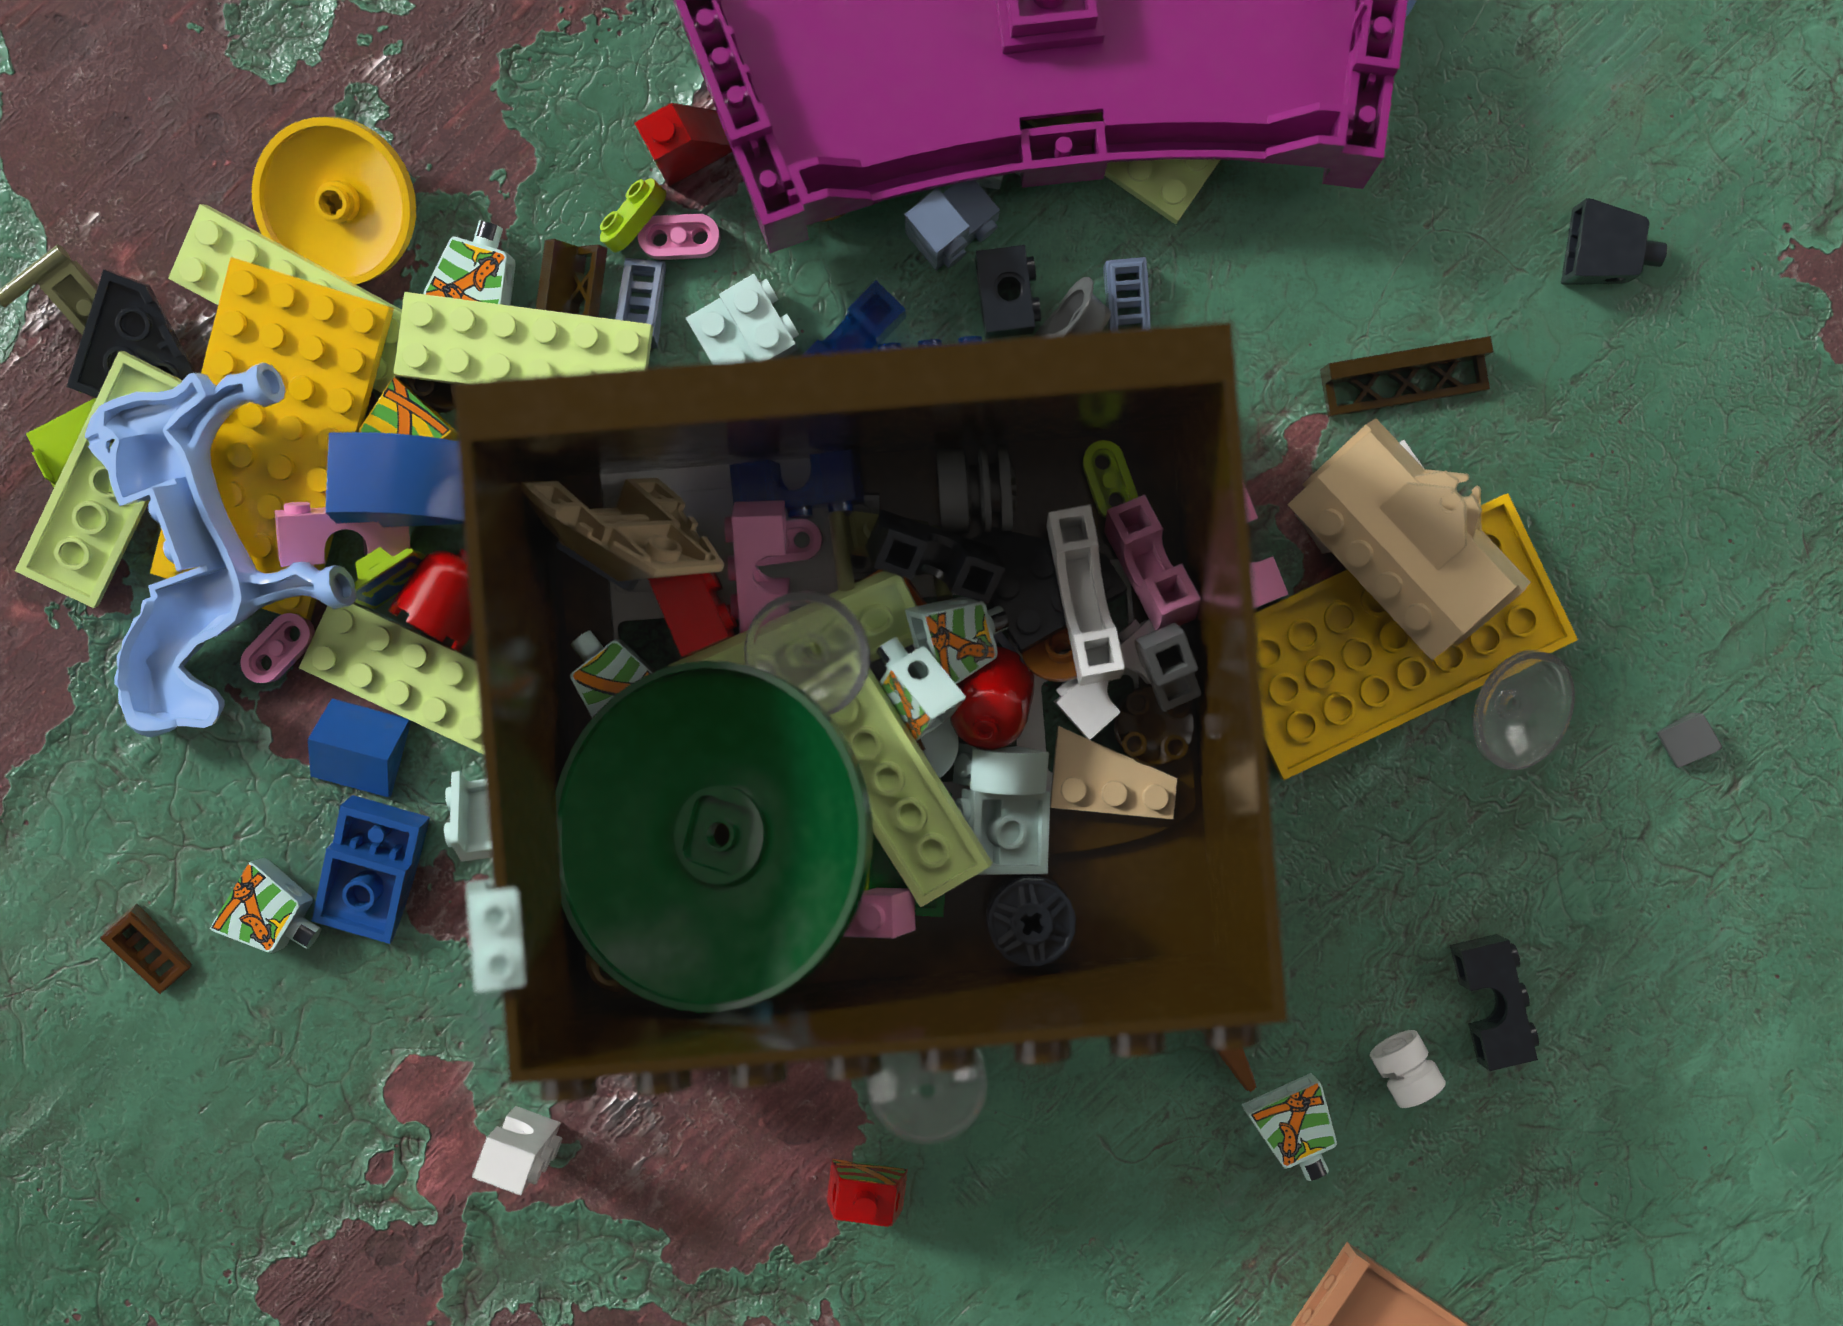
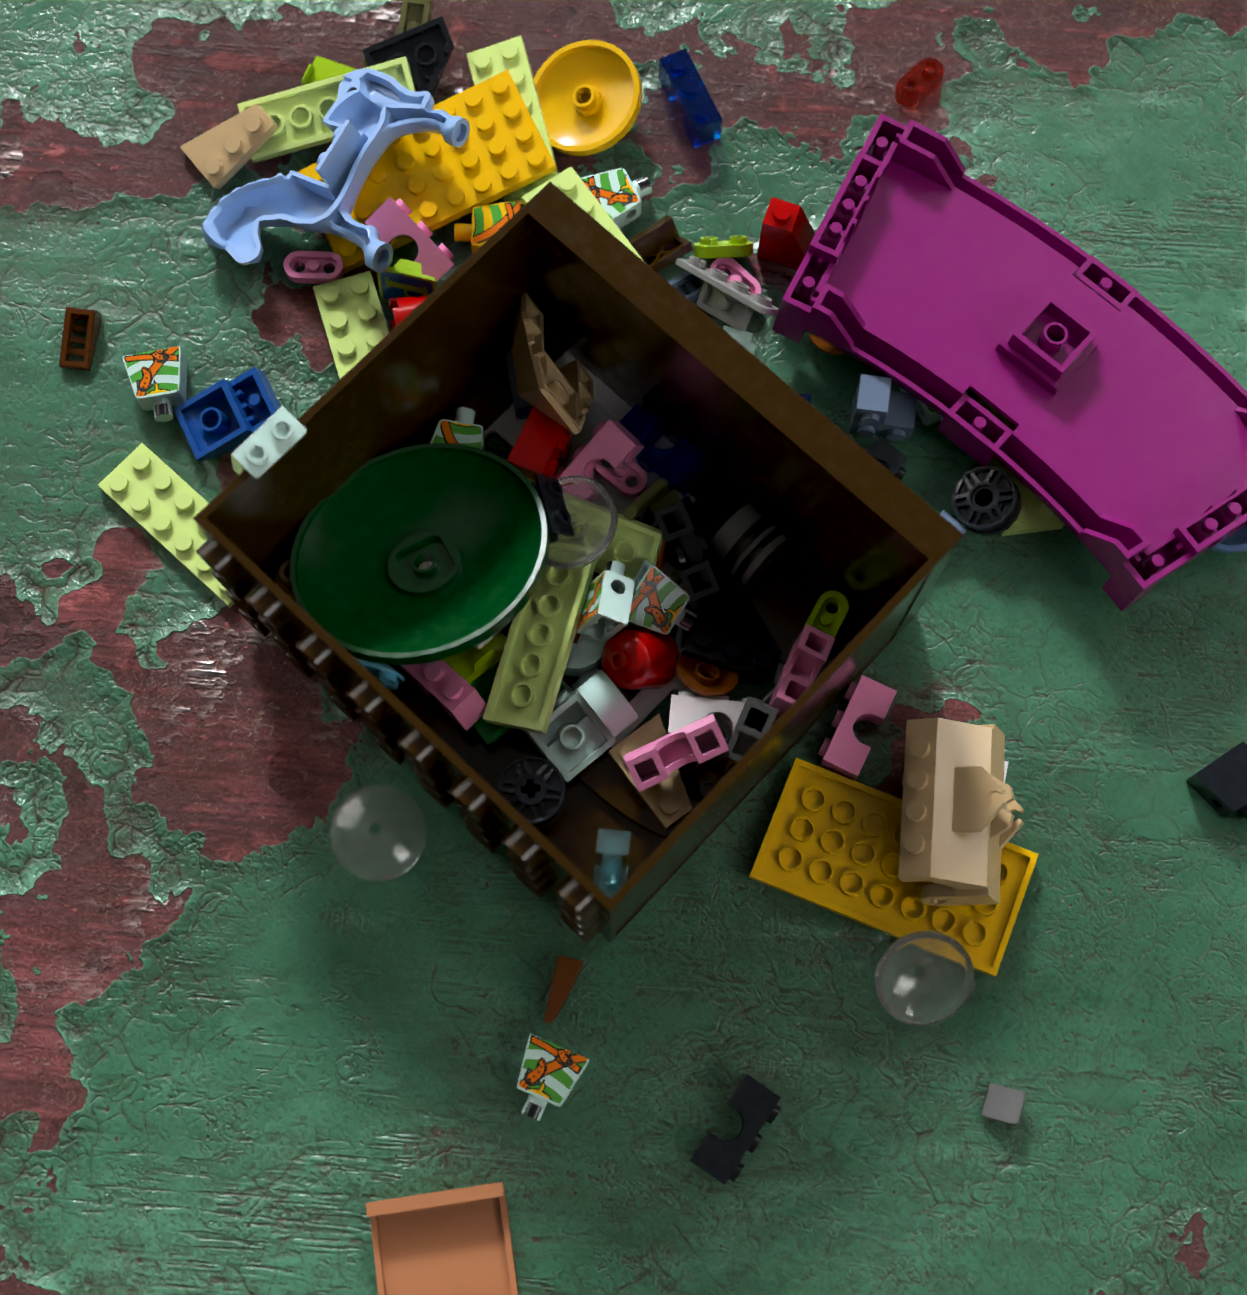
camera: 45 degrees right, 15 degrees down
(57, 617) = (230, 144): none -> tan wing
(358, 747) = (294, 353): blue slope -> none
(393, 480) = (454, 228): blue slope -> none
(410, 1013) = (164, 508): none -> yellowish green plate
(414, 83) = (698, 110): none -> clear blue arch
(518, 1151) = (137, 620): white arch -> none
(692, 266) = (724, 298): none -> light grey bracket
(773, 656) = (553, 502): none -> black hinge
(866, 1192) = (282, 850): red torso -> none
(1083, 597) = (747, 650): white arch -> none
(1109, 780) = (686, 745): none -> bright pink arch
(1111, 217) = (999, 513): none -> black wheel
(1161, 901) = (611, 860): none -> clear light blue slope
(1403, 361) = (1055, 729): dark brown fence -> none
(1410, 1074) = (645, 1111): white wheel -> none

